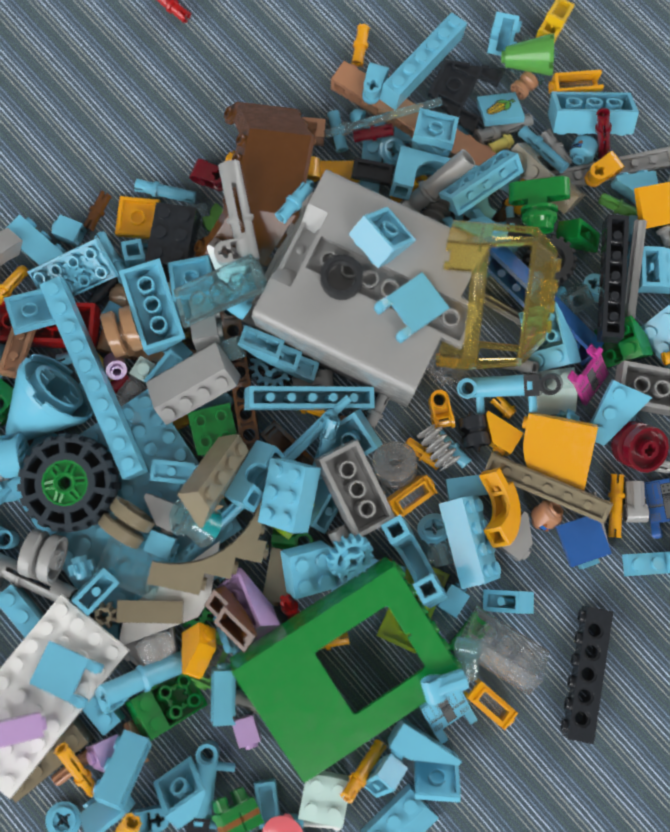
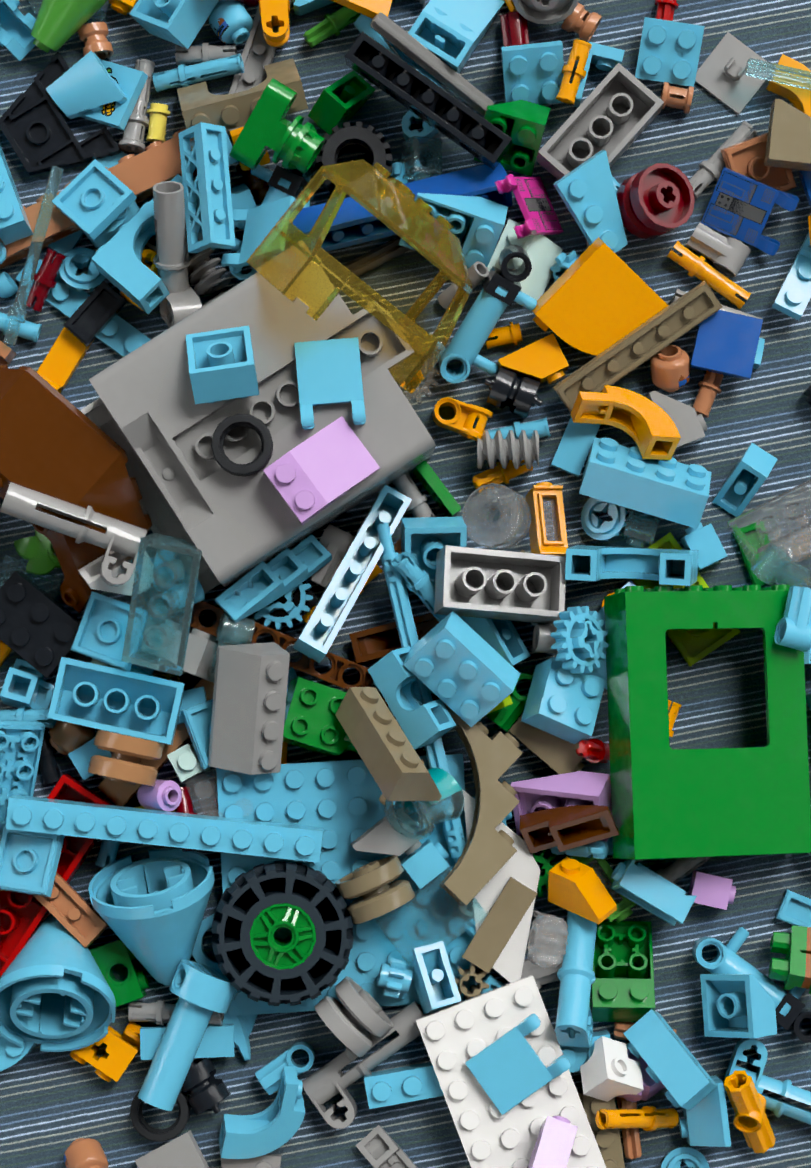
camera: 55 degrees left, 5 degrees up
(94, 736) = (610, 1071): none -> white brick
(171, 471) = (344, 796): medium azure hinge -> none
(293, 202) = (104, 445): medium azure pin -> none
(354, 332) = (321, 470): none -> lavender slope
(390, 421) = (437, 489): none -> green tile
(495, 92) = (85, 88): none -> medium azure slope
(544, 547) = (708, 390): none -> nougat axle

